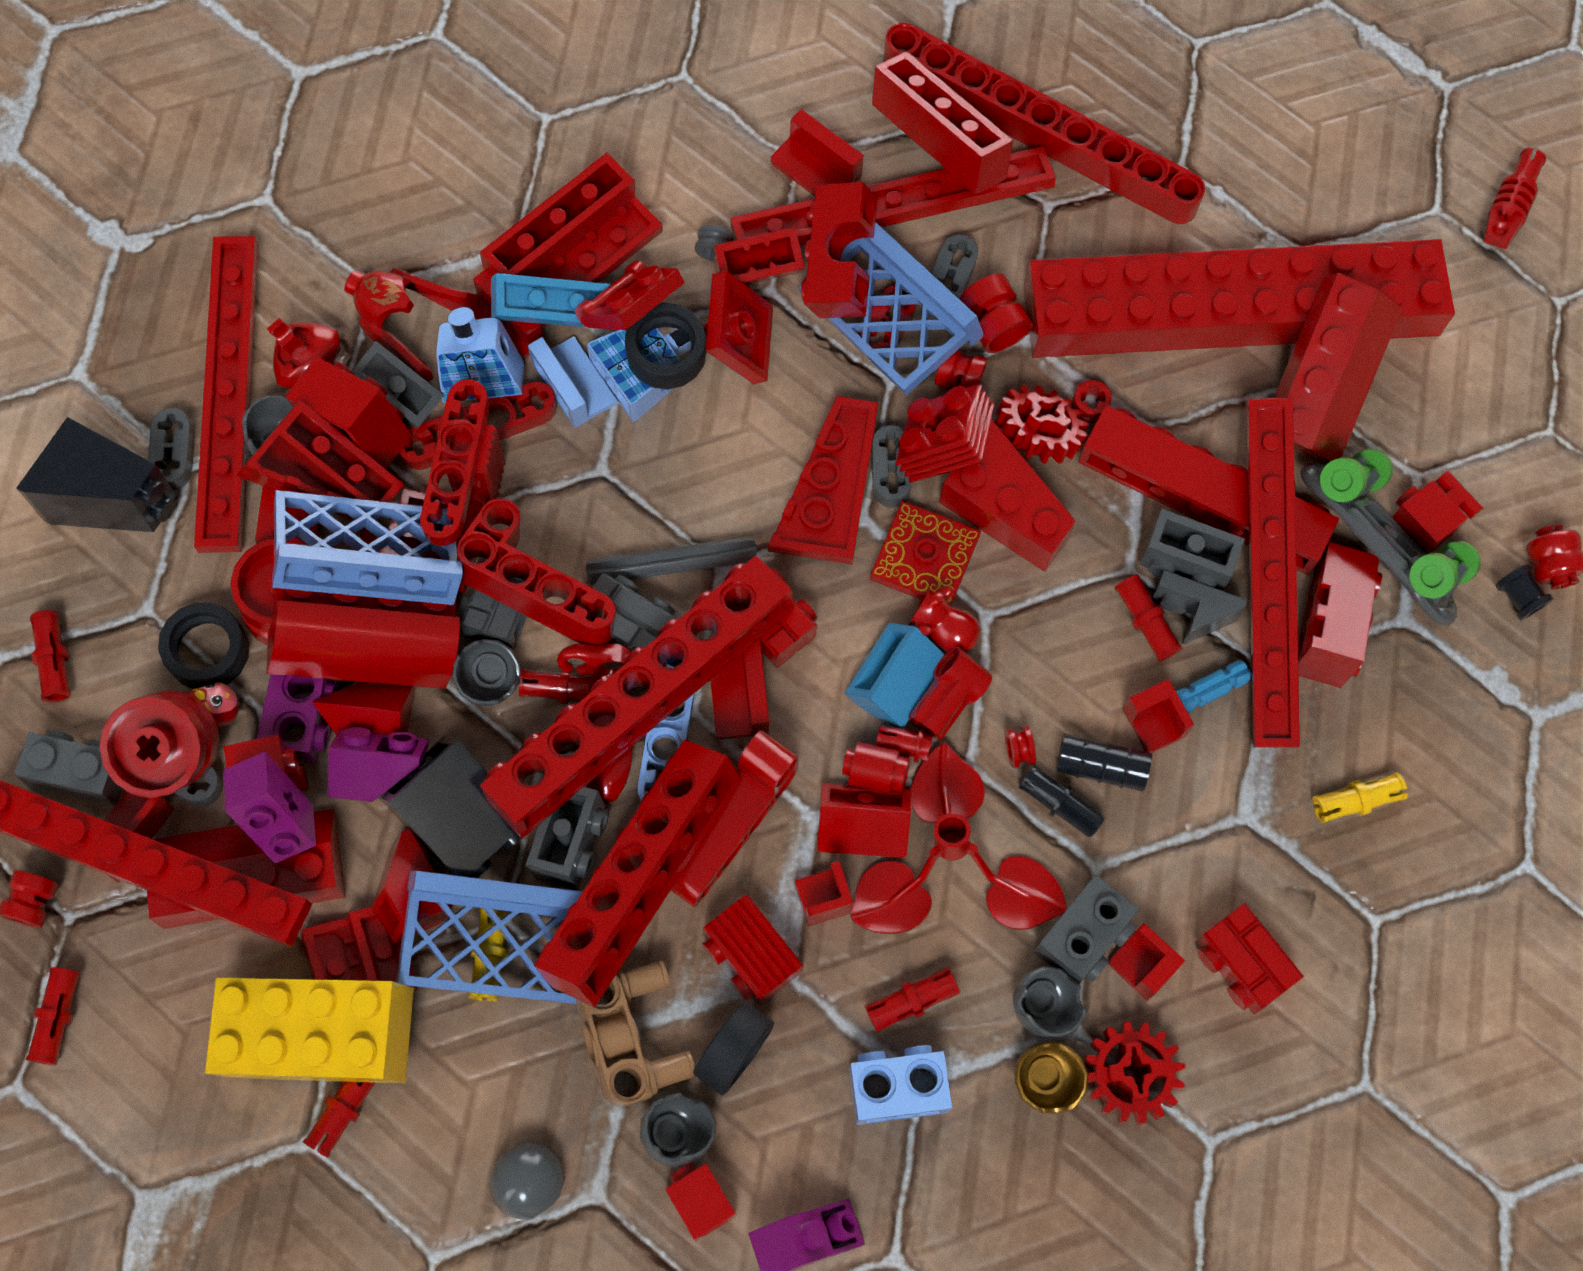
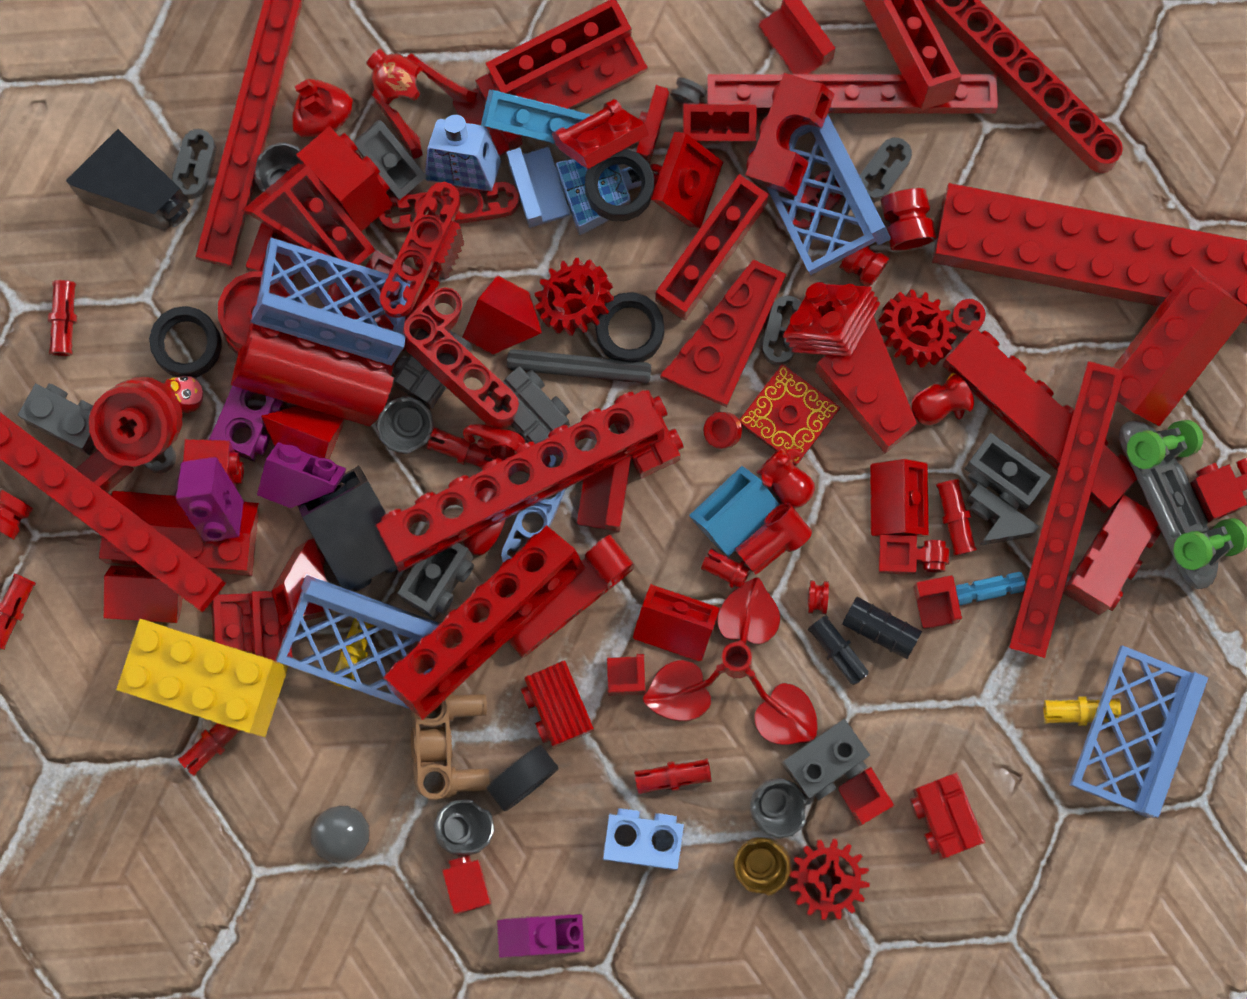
camera: 20 degrees right, 10 degrees up
(210, 951) = (137, 595): none -> red brick
(569, 528) = (502, 317): none -> red slope
(645, 483) = (574, 296): none -> red gear
(685, 265) = (653, 122): none -> red plate
(712, 474) = (647, 306): none -> black tyre
(786, 393) = (711, 247): none -> red brick
(855, 589) = (722, 430): none -> red tile
(876, 768) = (696, 585): red brick -> none
(1077, 613) = (899, 498): none -> red panel
(1090, 495) = (939, 400): none -> red animal
(1100, 676) = (900, 555): none -> red plate
(1472, 804) = (1168, 745): none -> medium blue fence

